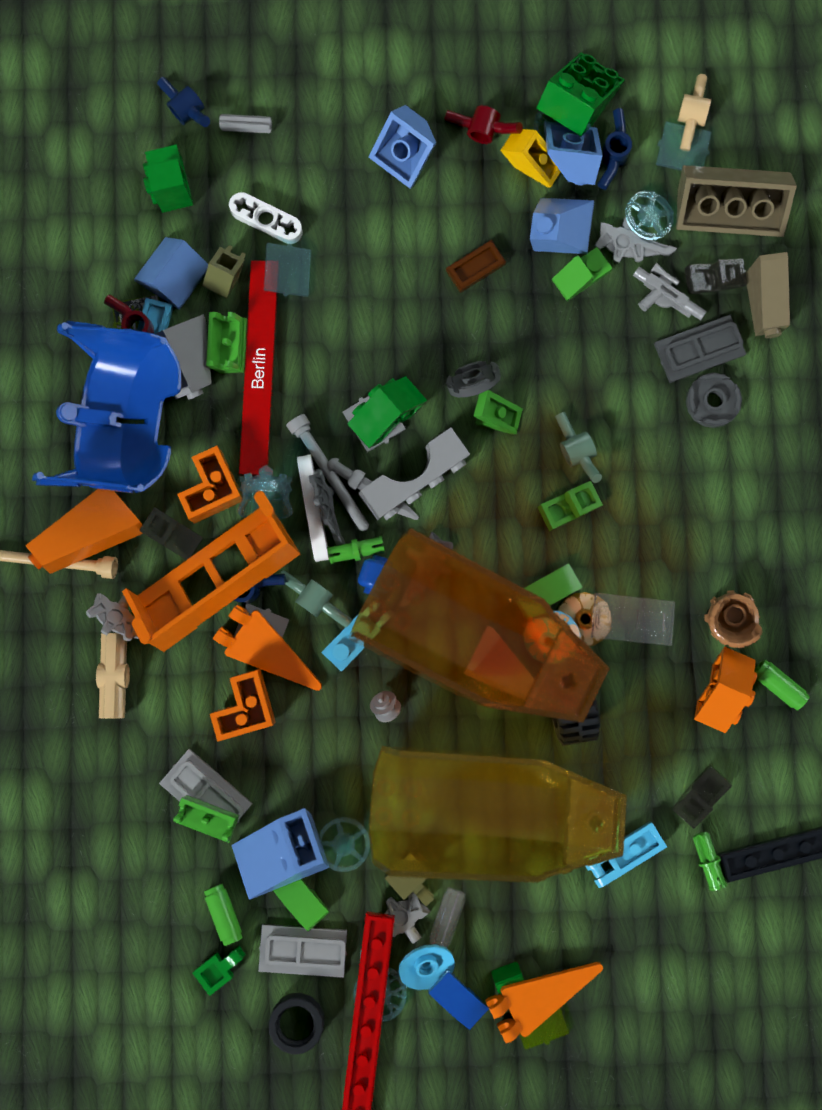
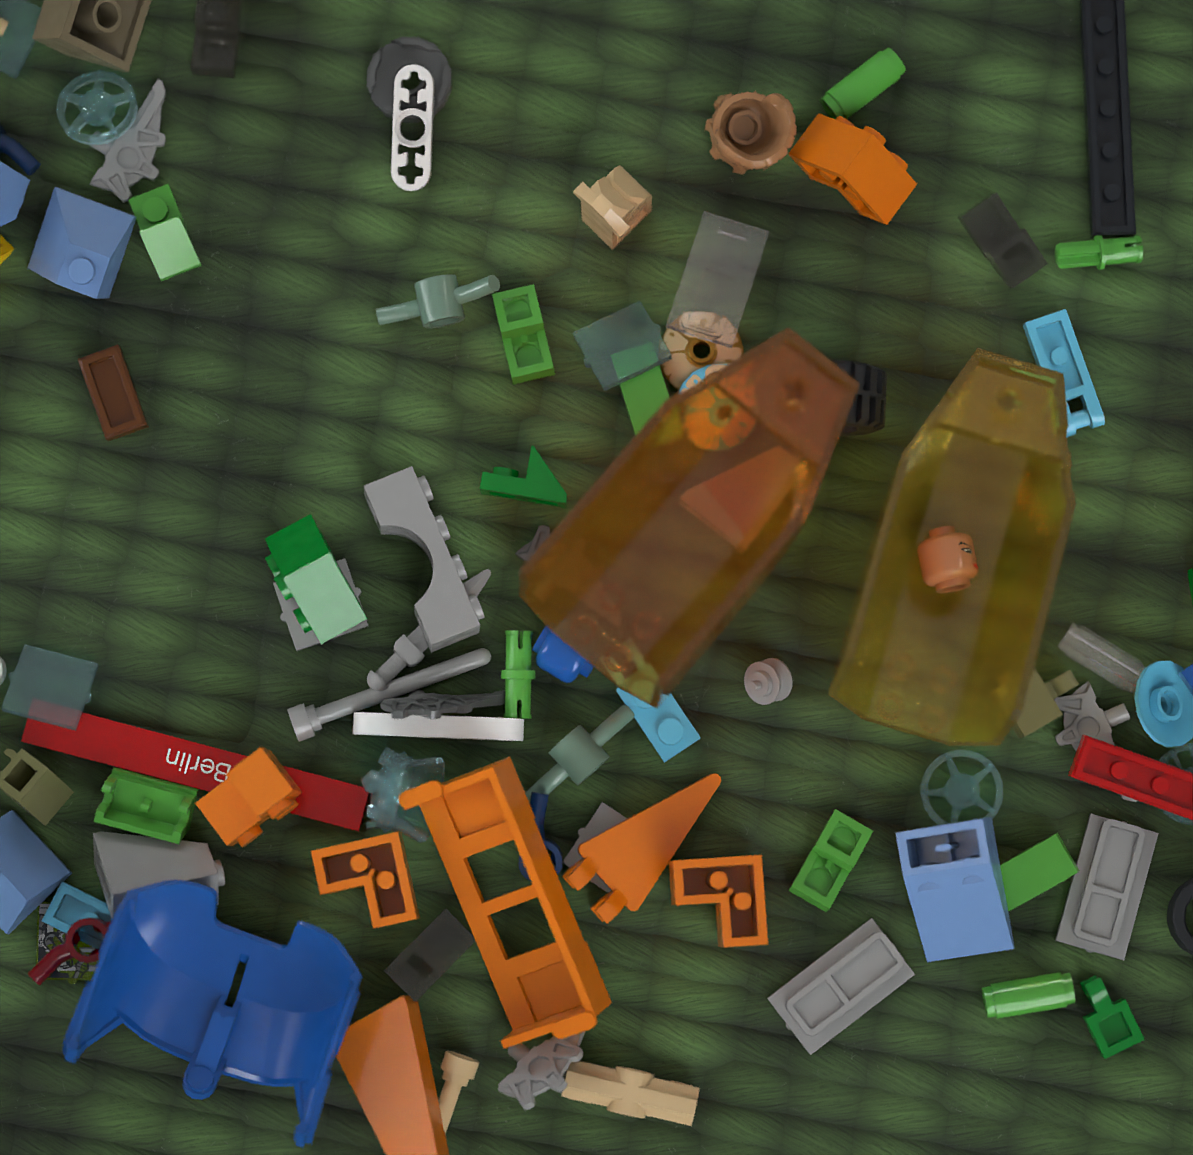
camera: 75 degrees left, 0 degrees up
(206, 818) = (880, 988): bright green hinge -> none
(244, 401) = (249, 797): none -> orange brick
(282, 770) = (830, 860): none -> bright green slope
(473, 379) = (295, 435): dark grey tile -> none
(476, 535) = (537, 488): none -> green slope
(486, 804) = (947, 560): none -> nougat head
(497, 413) = (355, 410): bright green slope -> none
(576, 568) = (622, 345): none -> clear light blue piece
(664, 294) = (227, 114): light grey piece -> none
(664, 542) = (613, 205): none -> tan piece
(700, 348) = (324, 80): dark grey piece -> none
(703, 397) = (424, 95): none -> white beam

